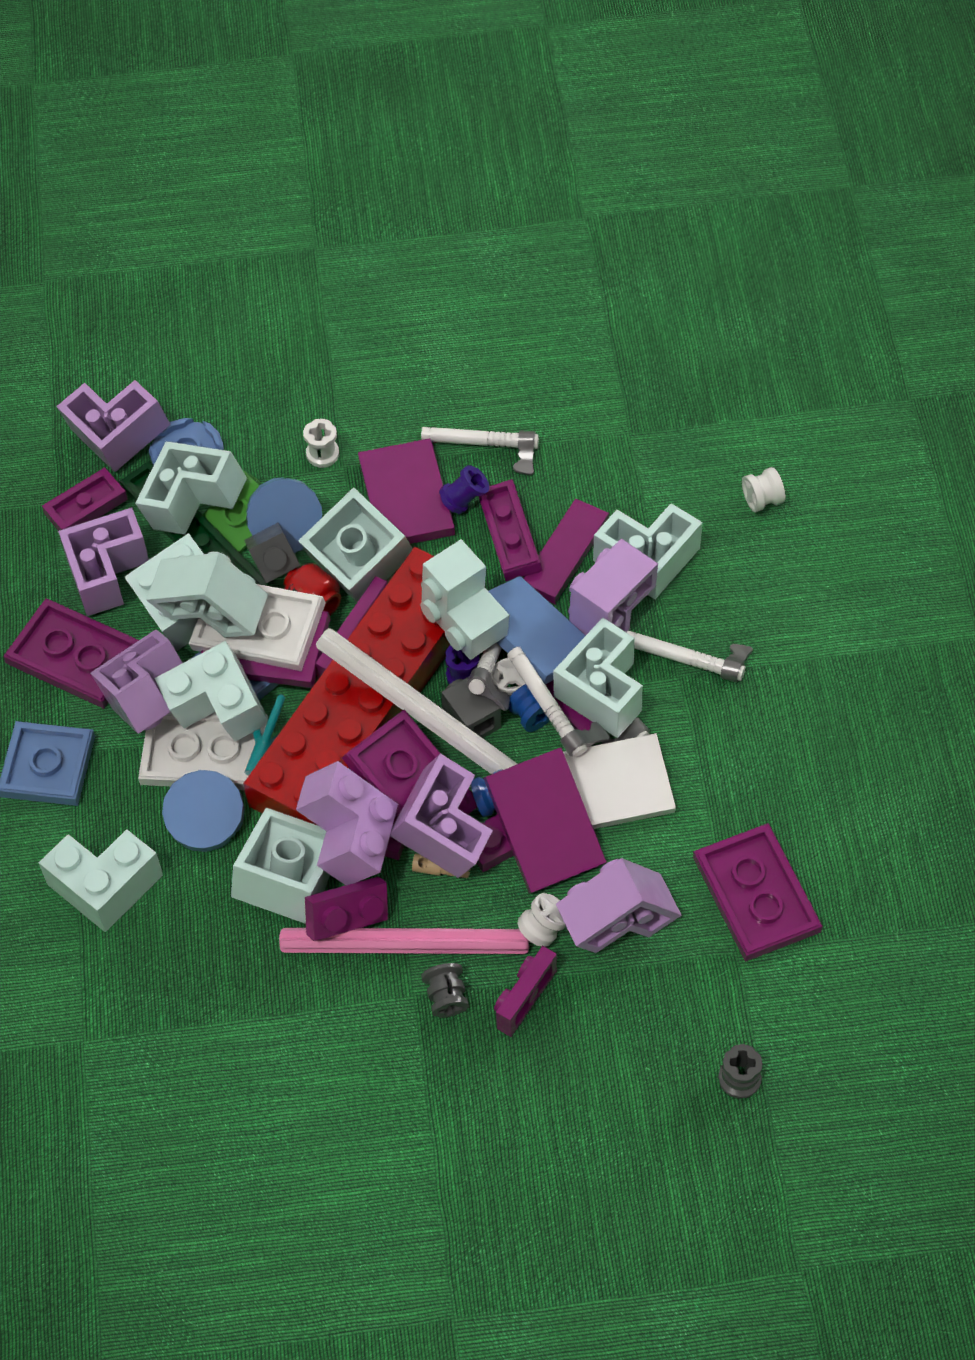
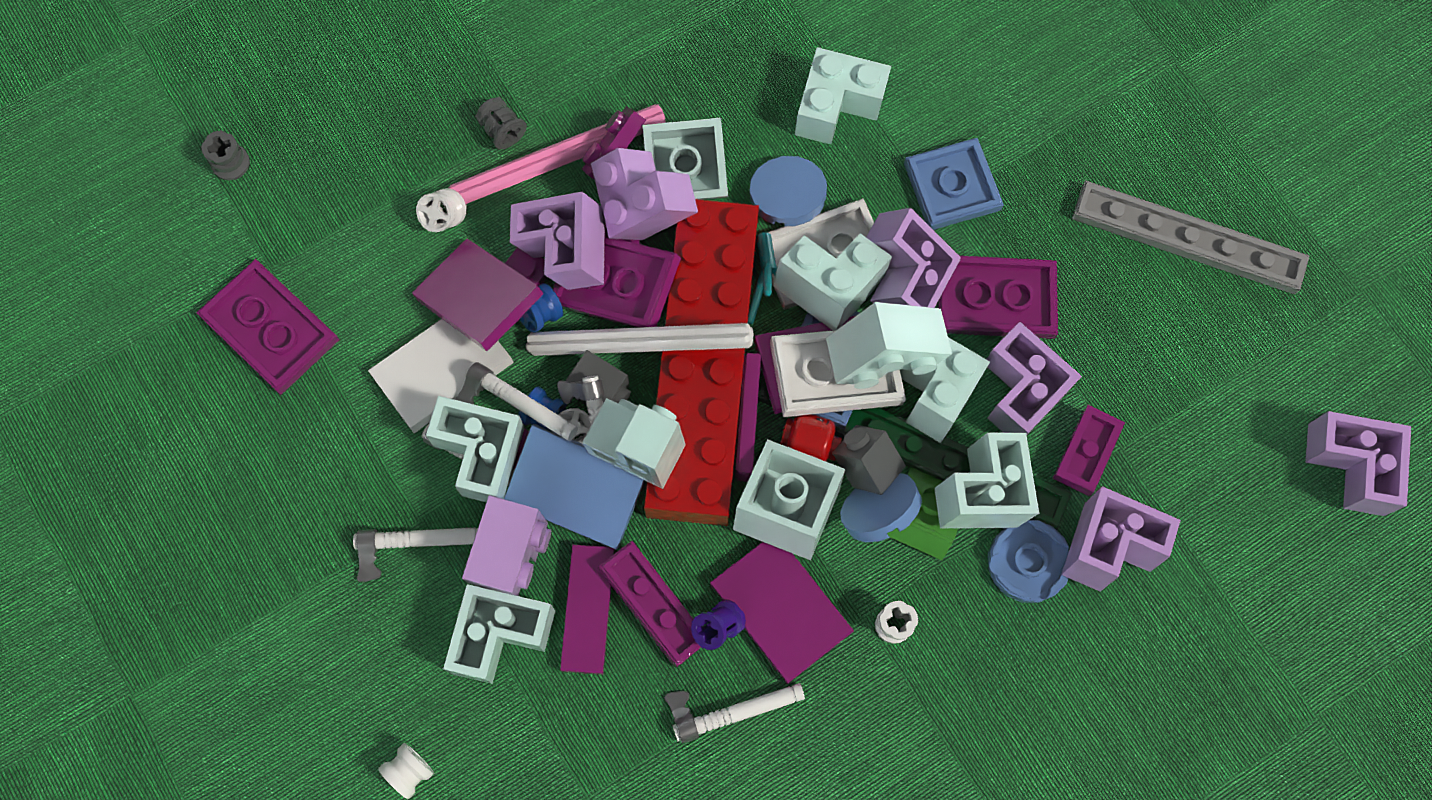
camera: 150 degrees right, 15 degrees up
(533, 978) = (430, 162): magenta plate -> none
(616, 902) = (371, 233): lavender brick -> none

